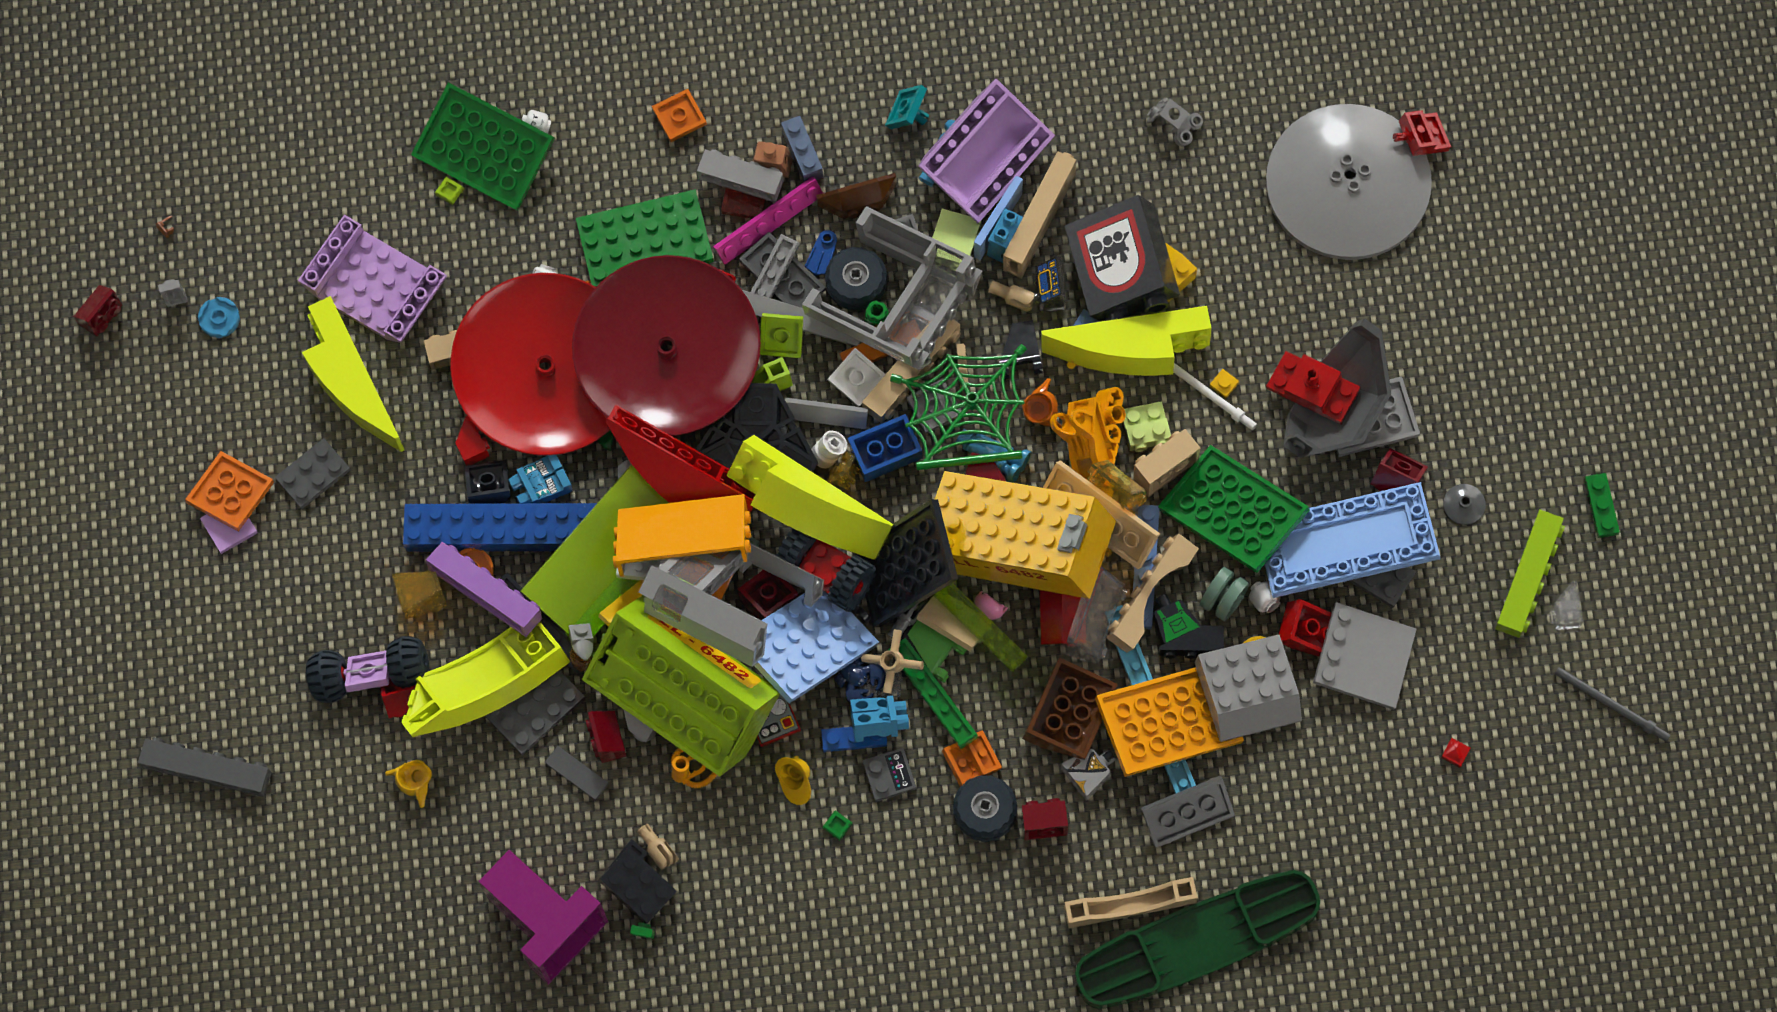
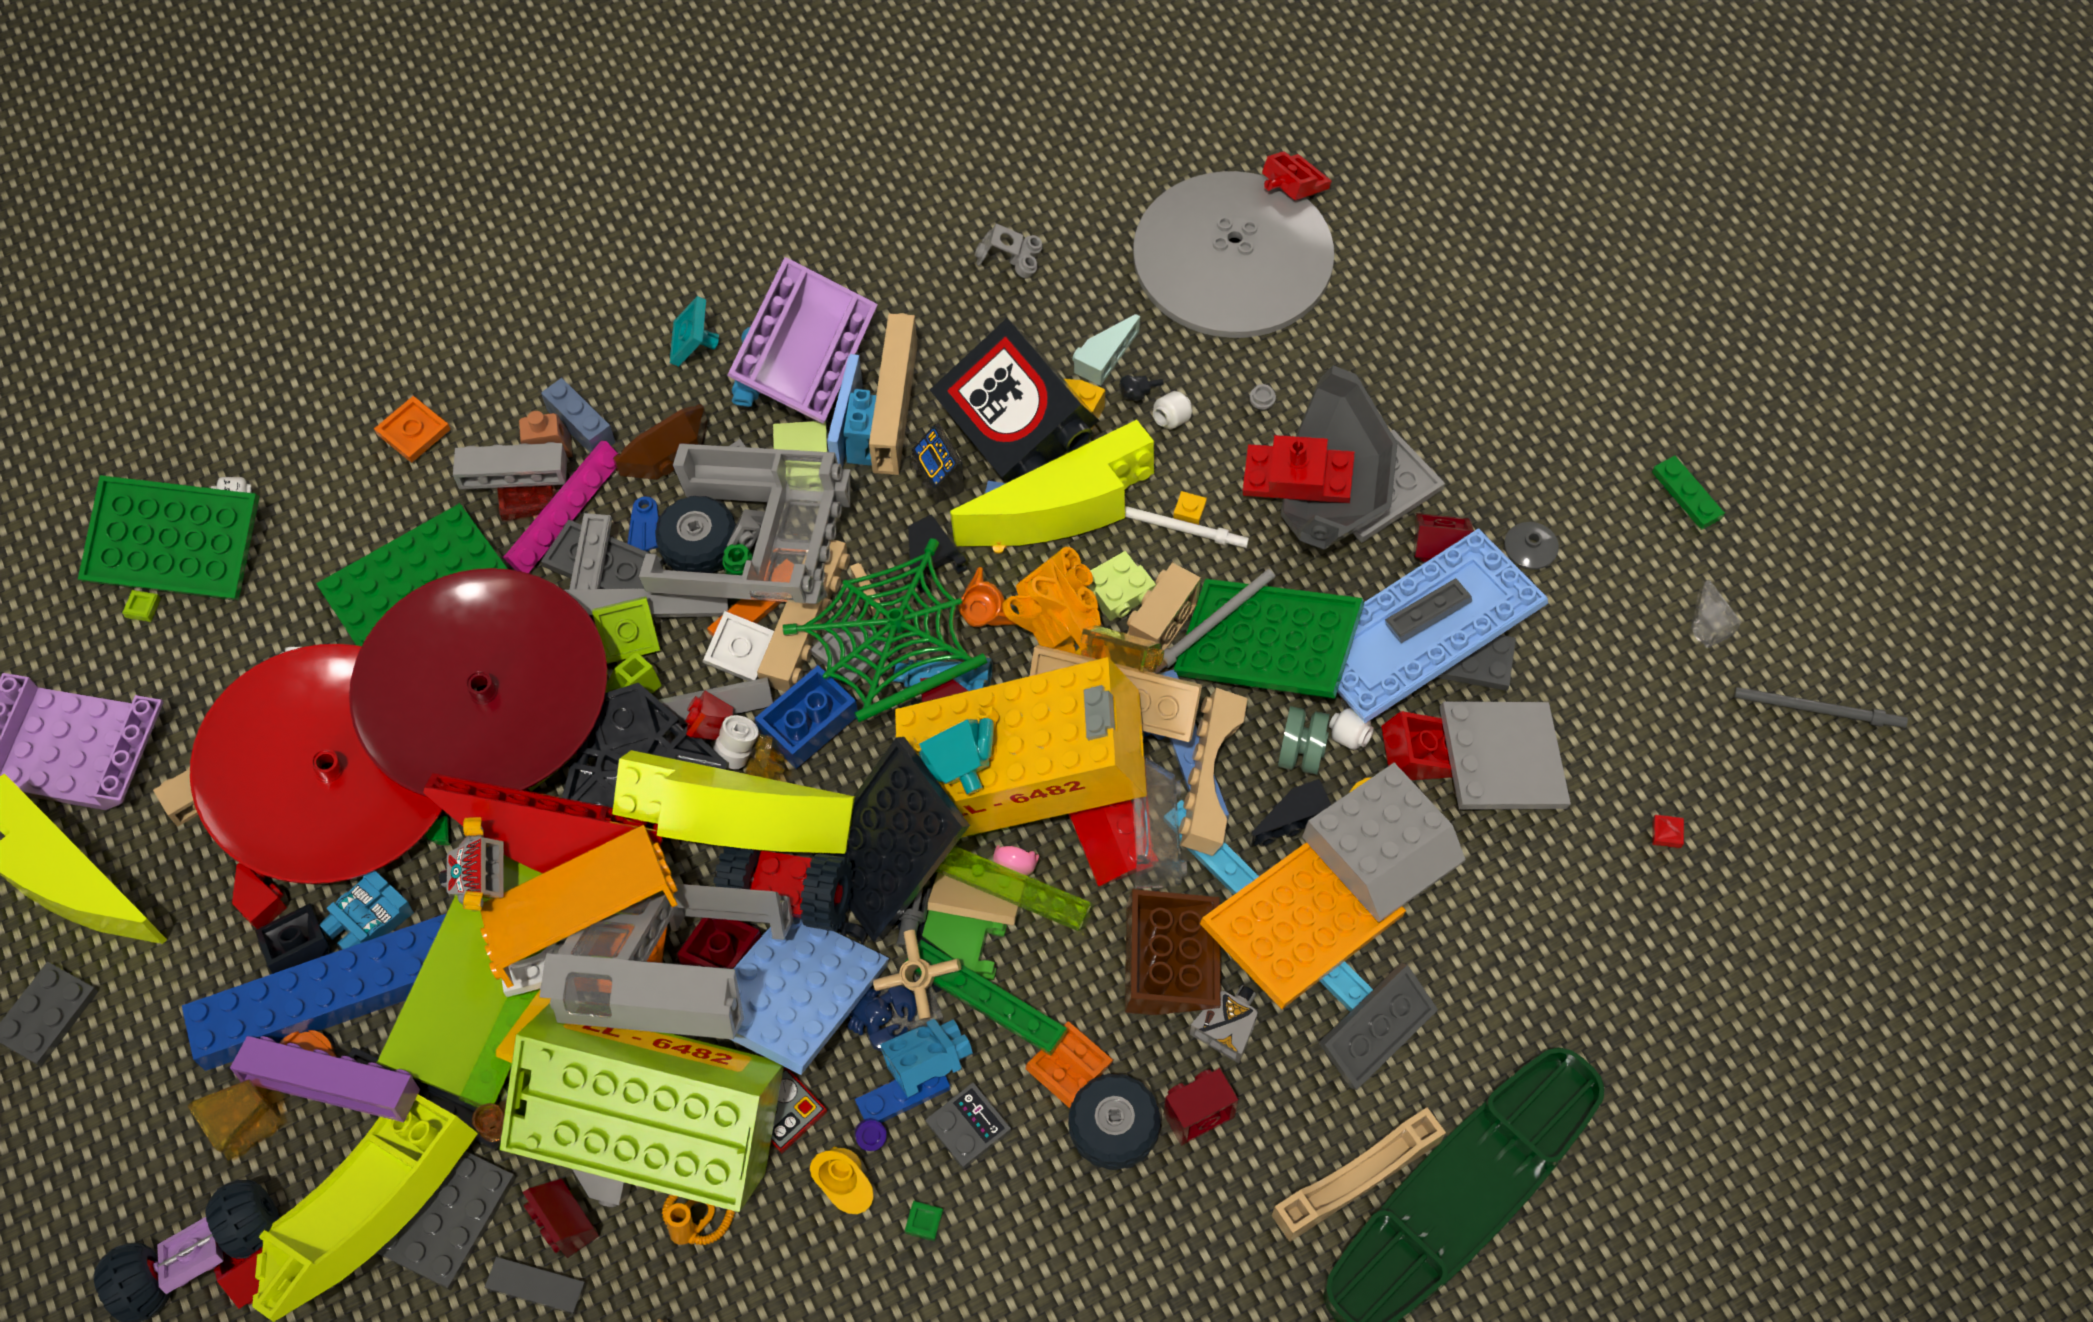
camera: 25 degrees left, 10 degrees down
(581, 640) = (483, 1097): light grey plate -> none
(622, 485) = (474, 867): none -> torso
(815, 423) = (706, 716): none -> red slope
(823, 756) = (870, 1134): none -> dark purple tile
(892, 289) = (747, 528): none -> light grey slope
(972, 524) = (960, 751): none -> teal torso
(1013, 295) = (898, 493): tan arm -> none
(1157, 496) = (1171, 654): none -> light grey bar
(1173, 619) = (1252, 795): torso -> none
(1212, 232) = (1104, 350): none -> light aqua slope
(1223, 271) = (1135, 387): none -> black piece
(1243, 300) = (1172, 410): none -> white head
(1316, 313) = (1262, 397): none -> light grey plate
(1353, 532) = (1428, 610): none -> dark grey tile
(1529, 574) = (1648, 594): lime brick -> none

